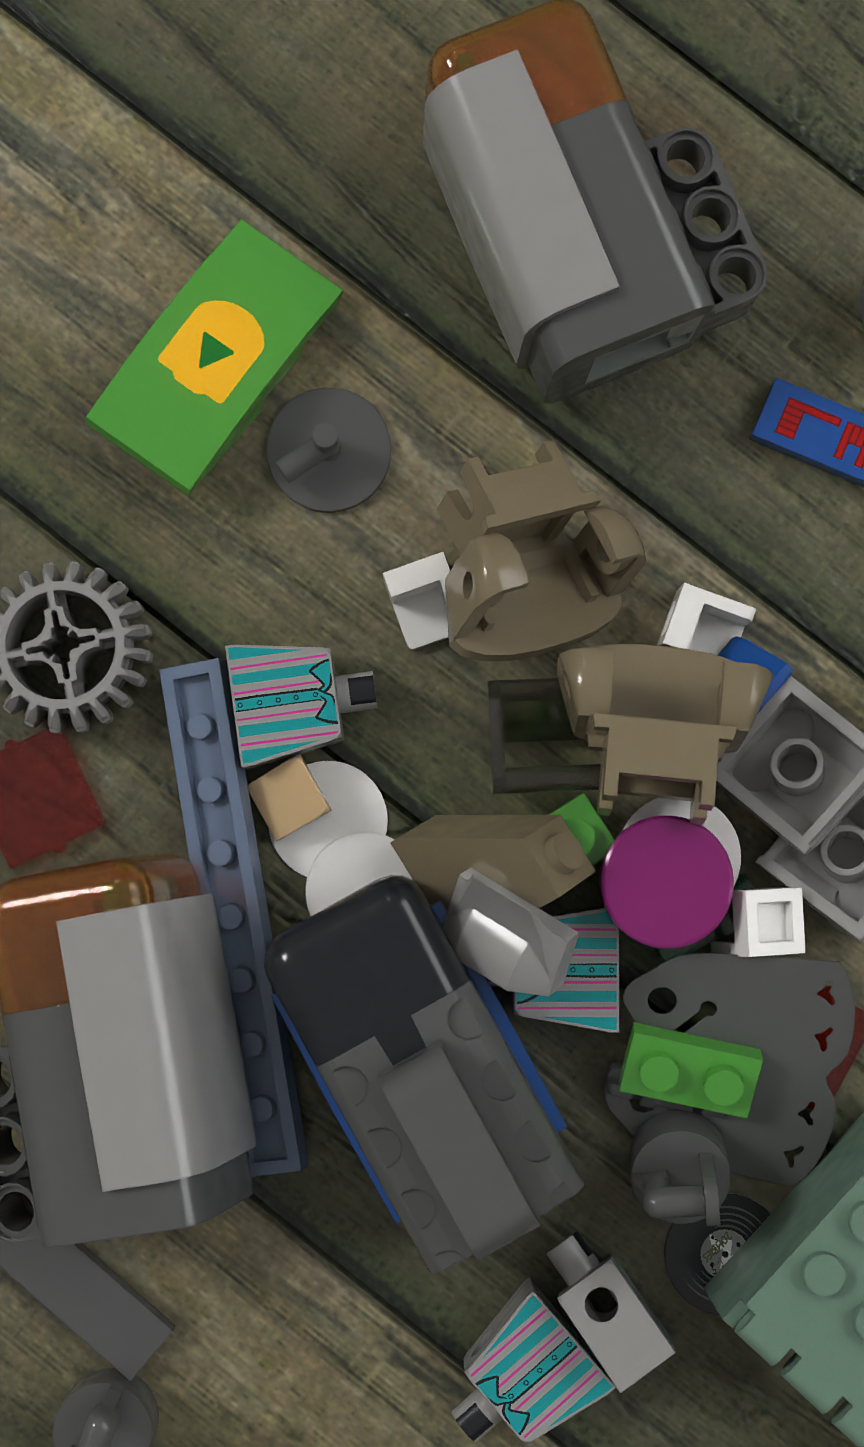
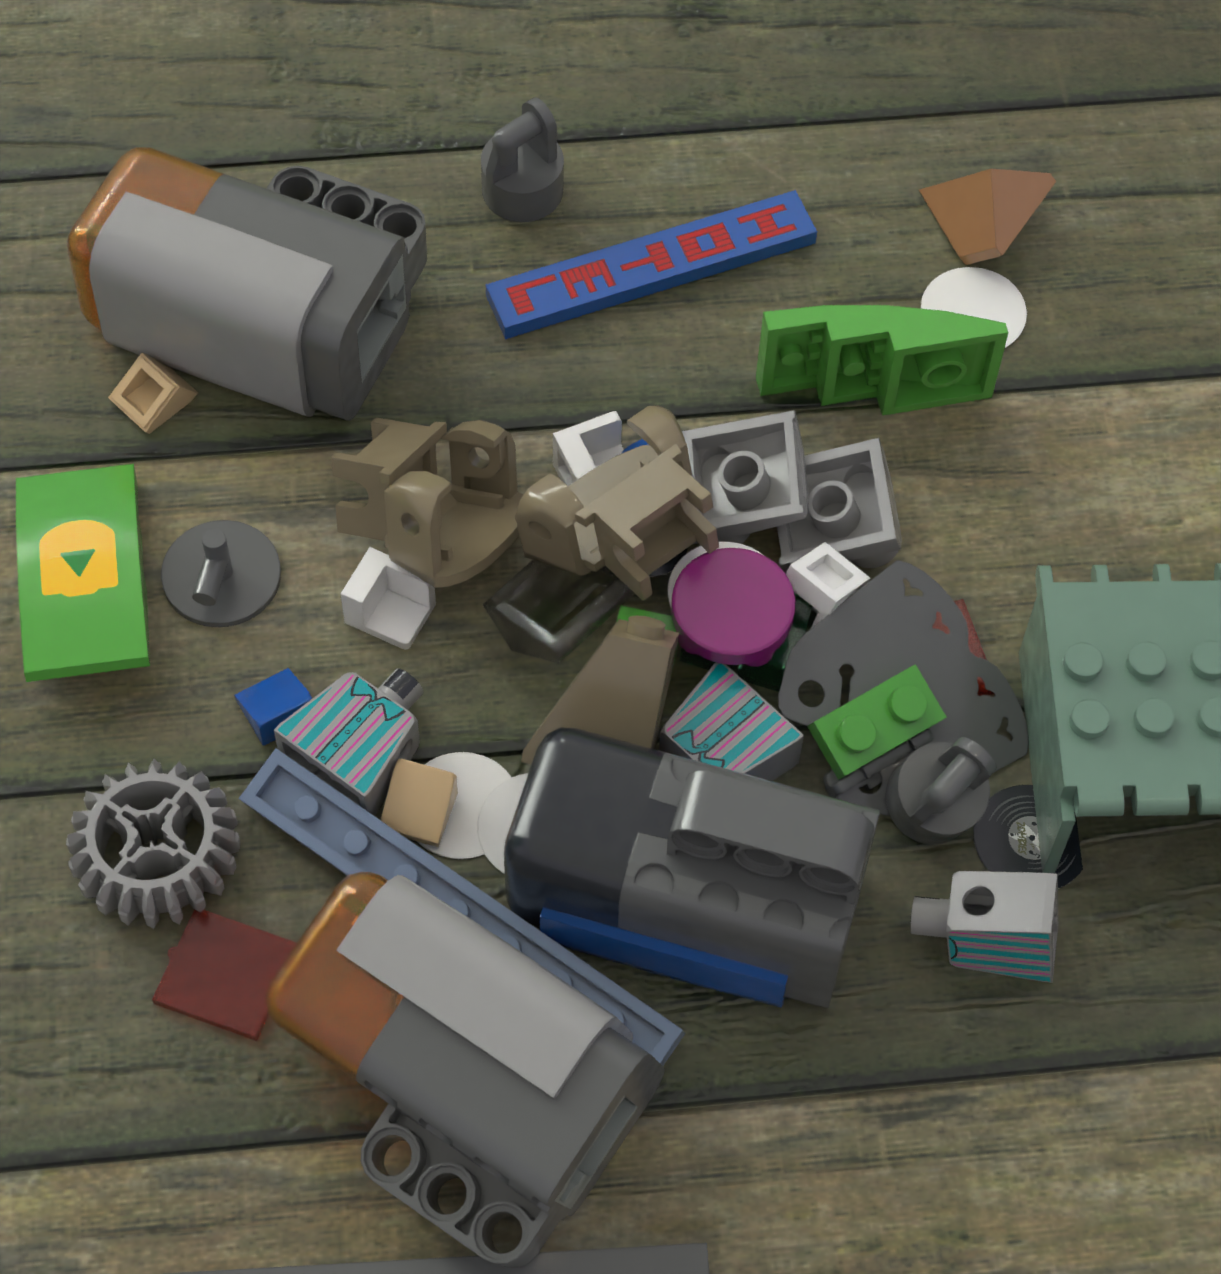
camera: 45 degrees left, 25 degrees down
(263, 608) = (272, 702): none -> blue slope
(419, 232) = (151, 393): none -> tan slope
(507, 937) = (661, 704): light grey slope -> none
(529, 1370) = (982, 1020): torso -> none

